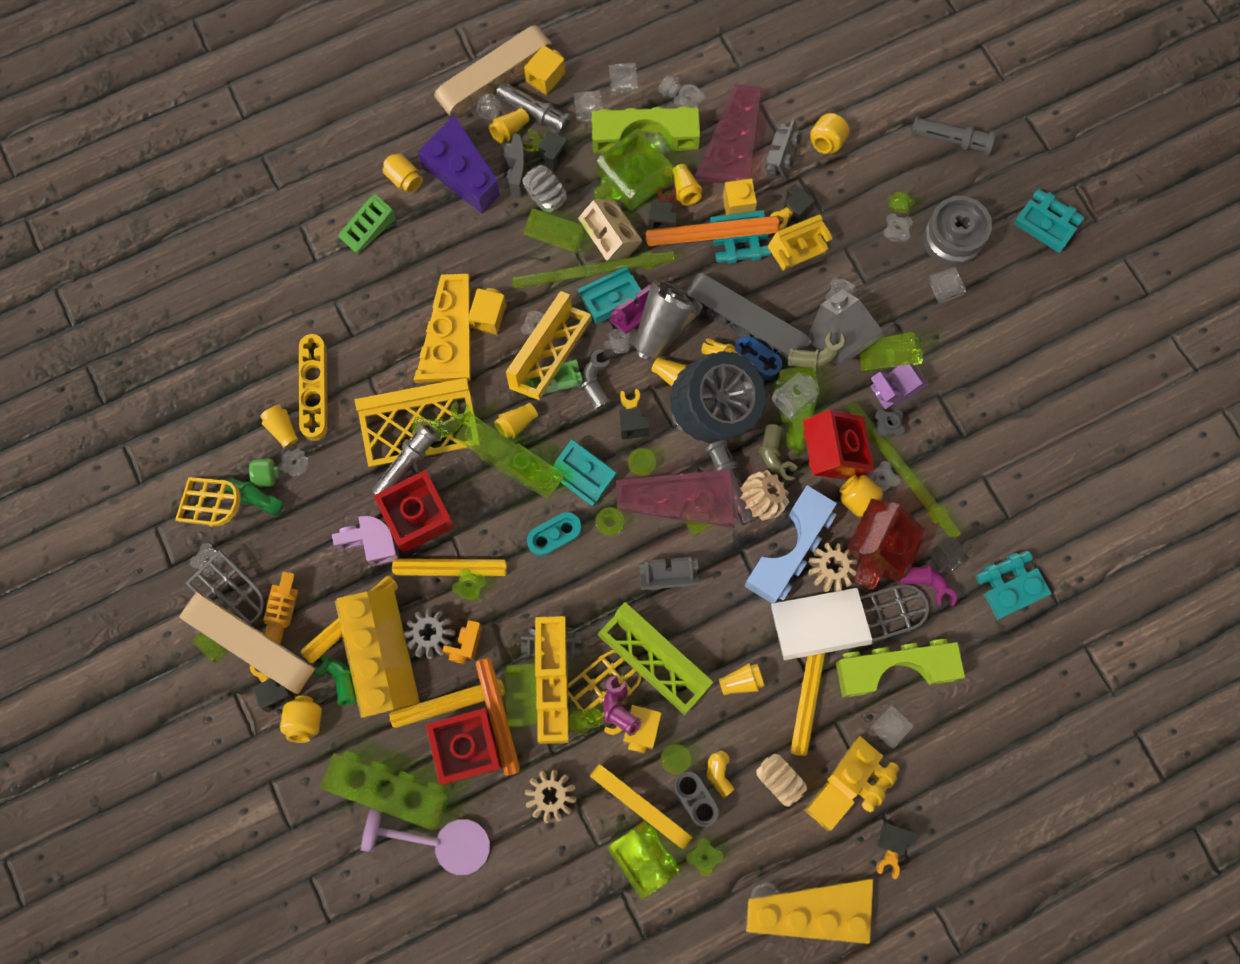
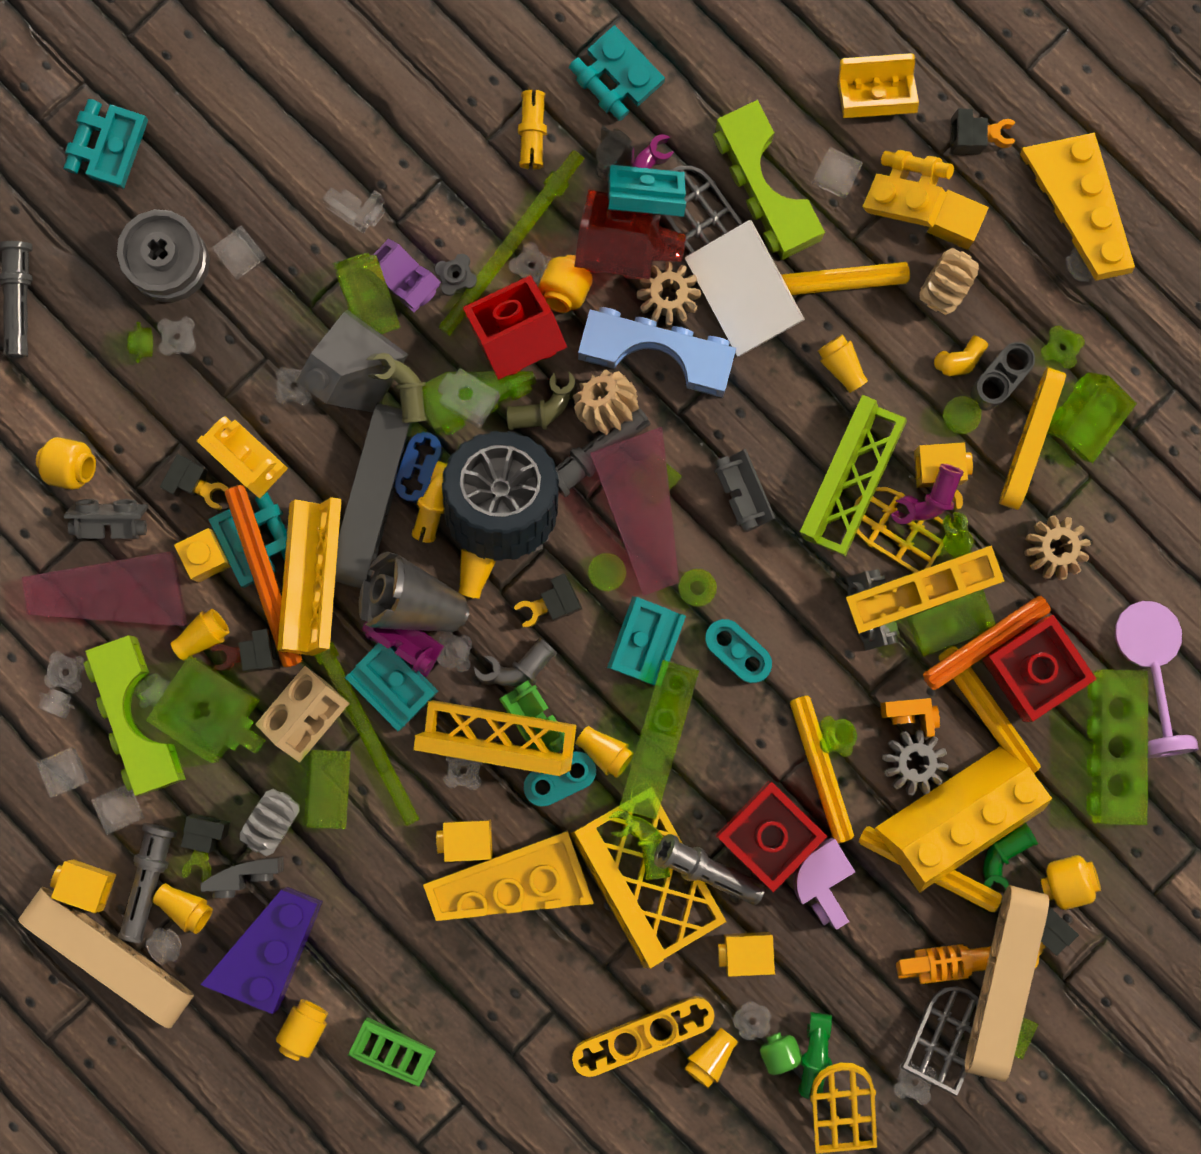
camera: 110 degrees left, 10 degrees up
(340, 472) = (747, 954): none -> yellow brick
(502, 389) = (562, 785): none -> teal plate
(703, 258) = (309, 577): none -> yellow fence
(915, 569) = (646, 190): none -> teal plate
(952, 778) = (877, 85): none -> yellow bracket
(954, 368) = (348, 208): none -> clear bracket
(985, 509) = (532, 129): none -> yellow pin

